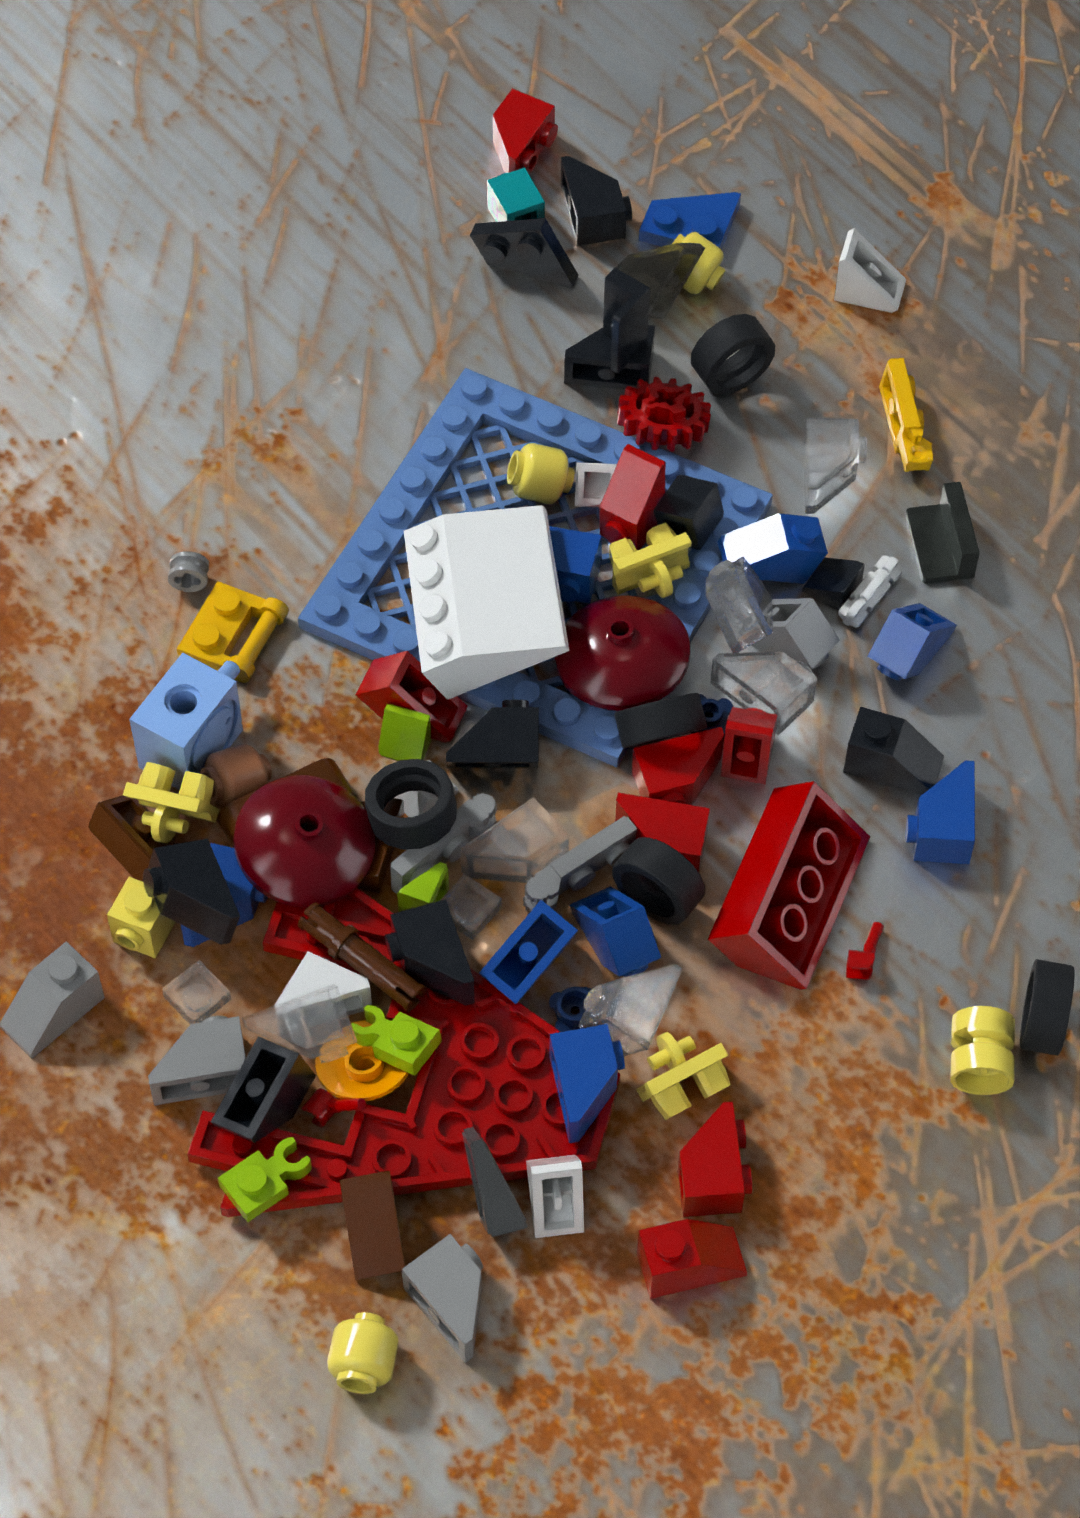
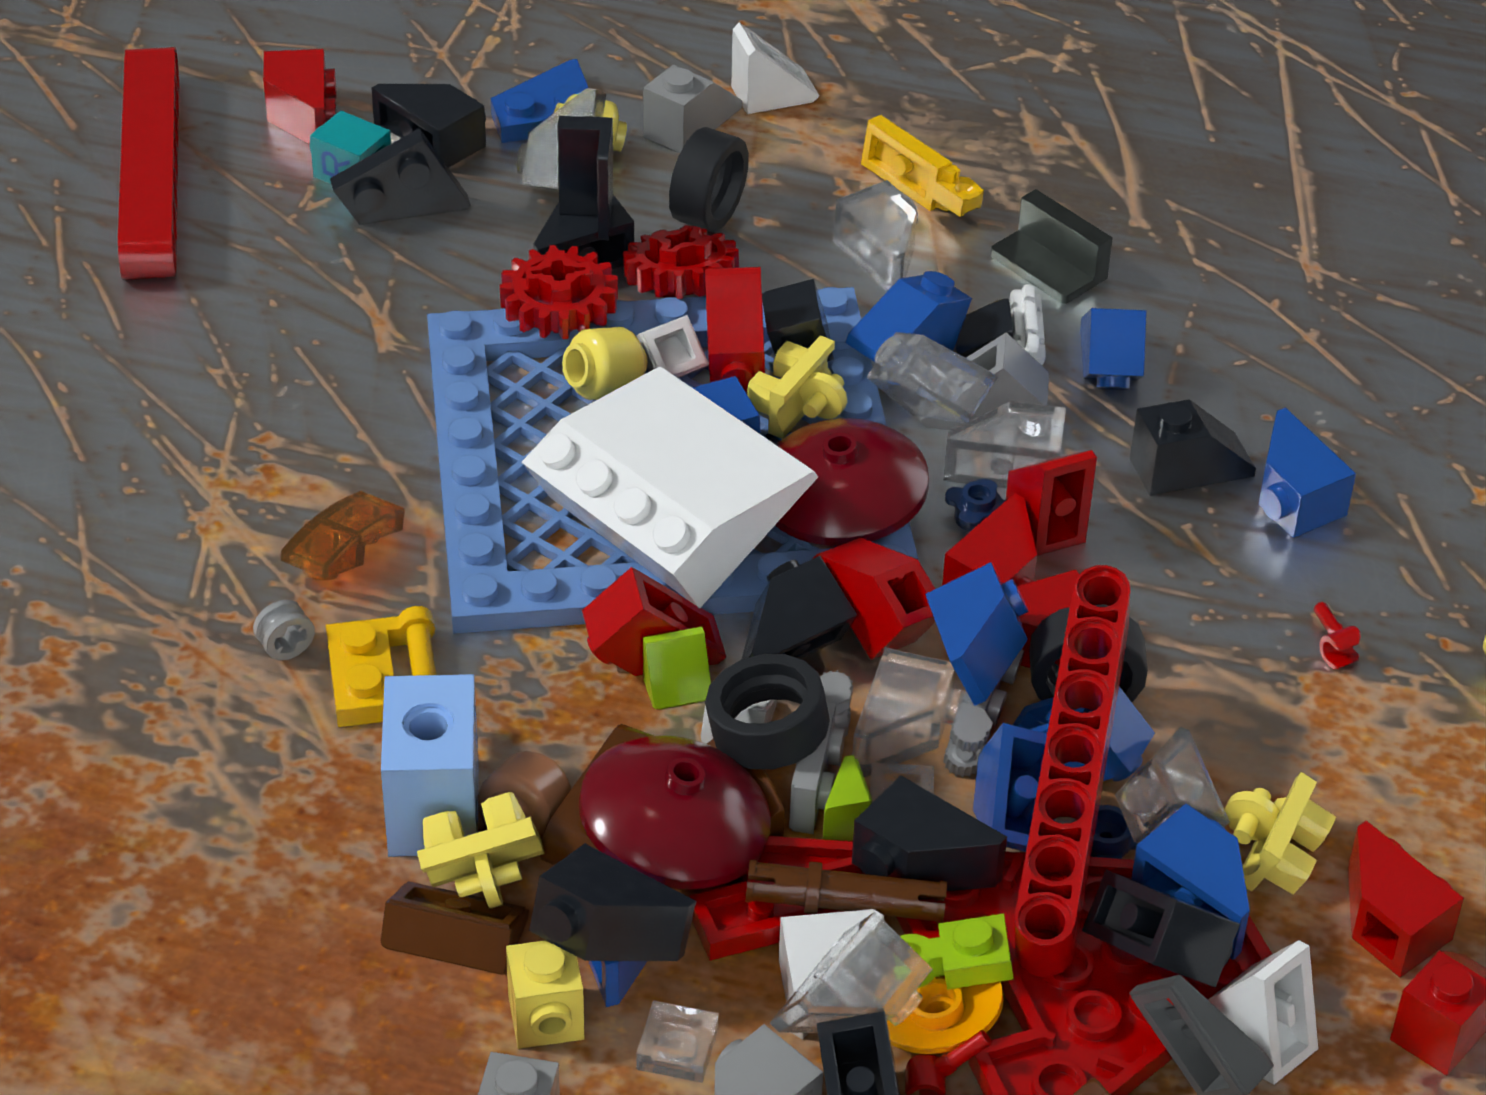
camera: 35 degrees left, 15 degrees down
(268, 518) = (338, 535): none -> clear orange slope
(378, 145) = (149, 164): none -> red beam
(521, 1100) = (1161, 928): none -> black slope
(547, 400) = (558, 291): none -> red gear
(547, 978) = (1075, 790): none -> red beam
(567, 751) = (885, 593): none -> red slope
(587, 822) = (979, 627): none -> blue slope
(660, 720) = (950, 514): black tyre -> none
(784, 276) = (681, 104): none -> light grey slope
(790, 885) = (1207, 609): red slope -> none

